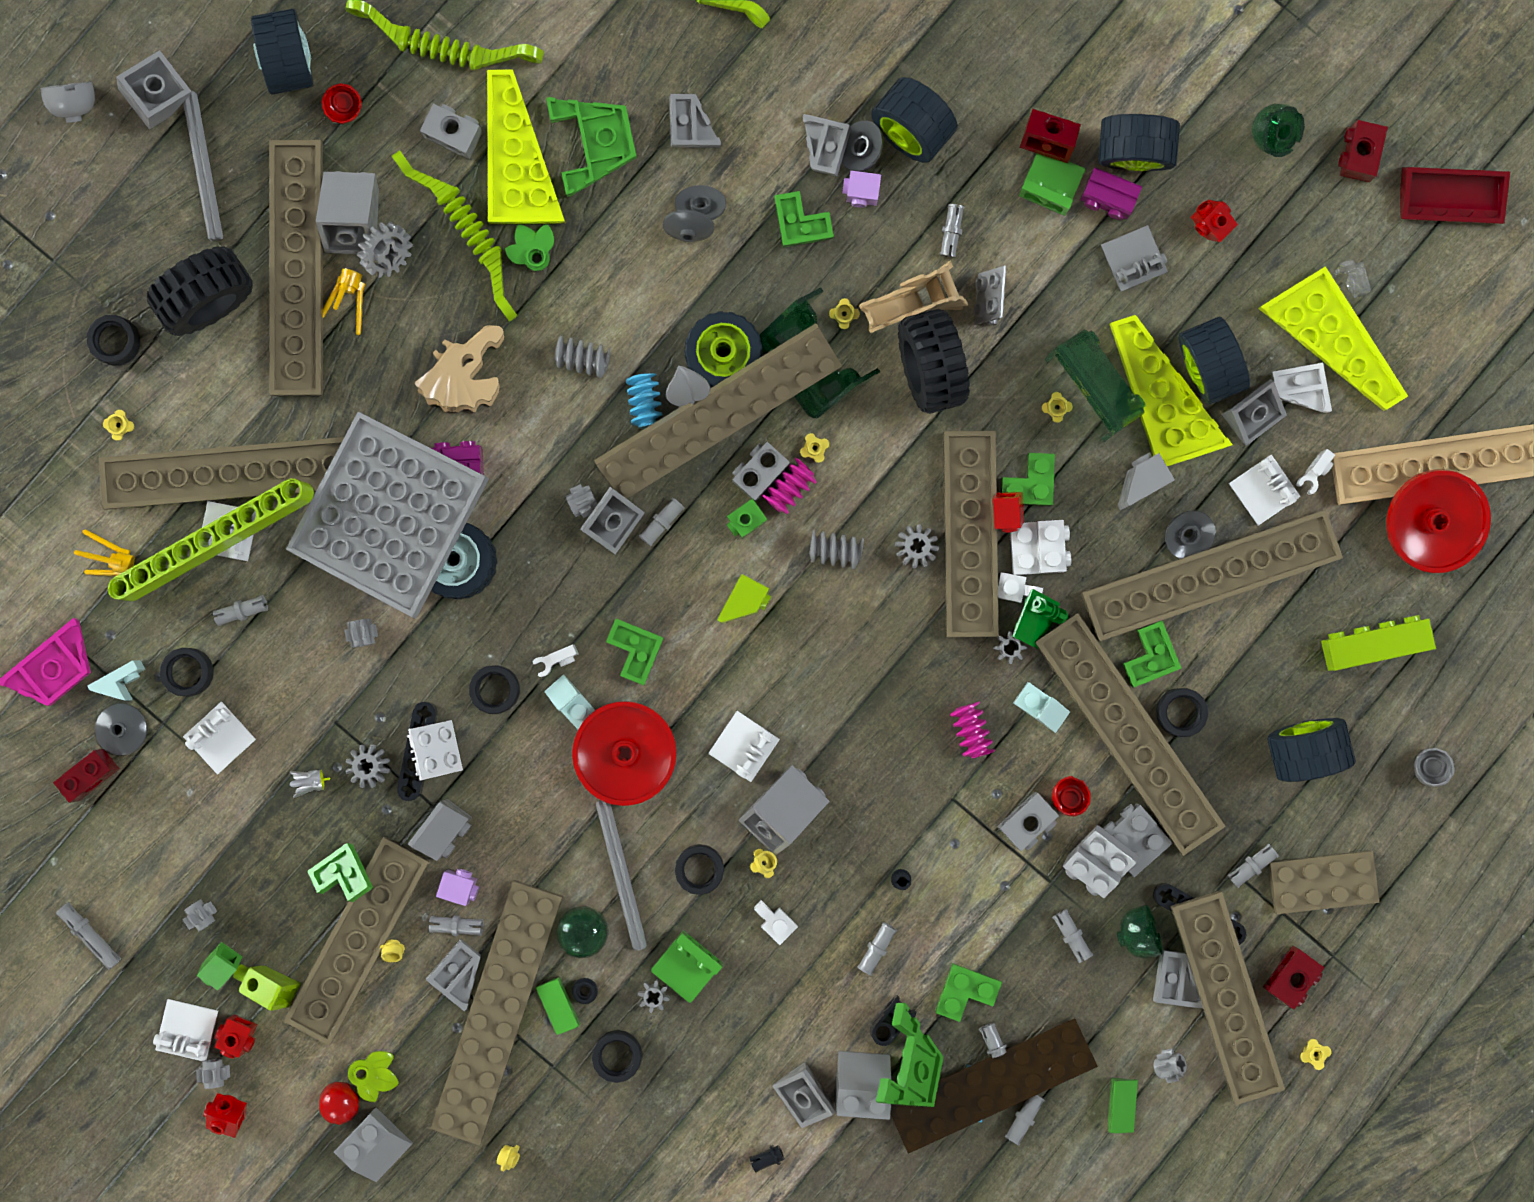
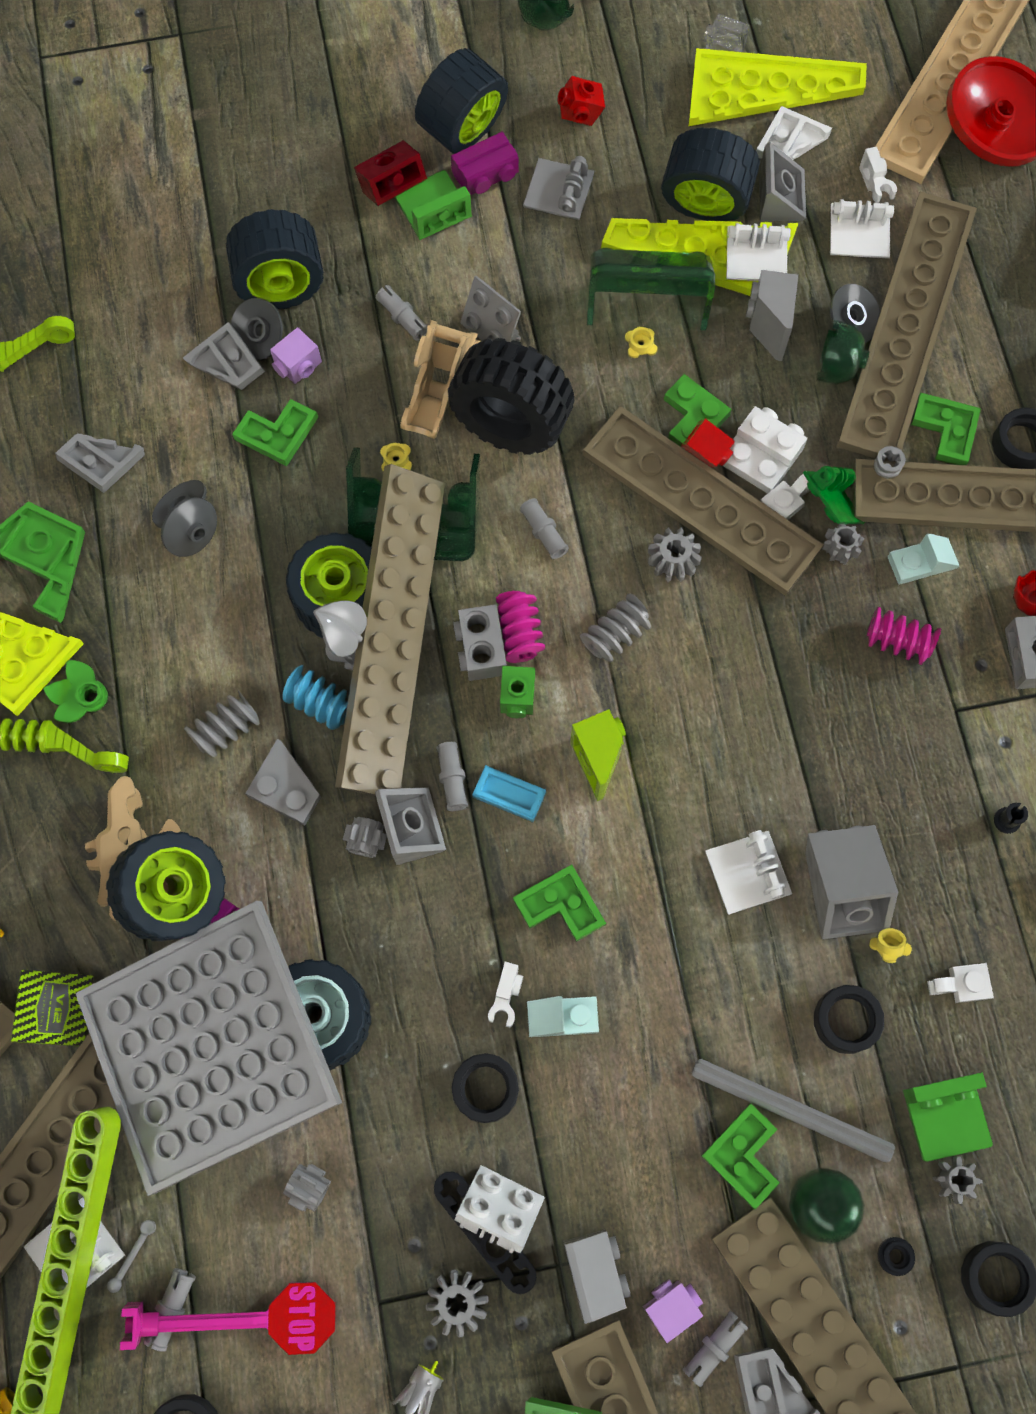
camera: 50 degrees left, 15 degrees down
(271, 561) = (147, 1228): none -> light grey hinge
(290, 684) = (296, 1320): none -> piece
(339, 401) = (49, 1008): none -> tile
(453, 415) = (193, 883): none -> wheel
(558, 1006) = (892, 1302): bright green slope -> none
(567, 860) = (734, 1157): none -> bright green plate
(576, 424) = (284, 786): none -> light grey wing
(624, 753) = (664, 999): red dish -> none
(679, 564) = (509, 793): none -> medium azure tile
(817, 455) = (500, 586): light yellow plate -> none
(870, 449) = (544, 528): none -> light grey pin
(1098, 636) = (893, 454): none -> light grey bush
(1147, 549) = (842, 353): none -> clear green cylinder
(1182, 435) = (755, 250): none -> white hinge

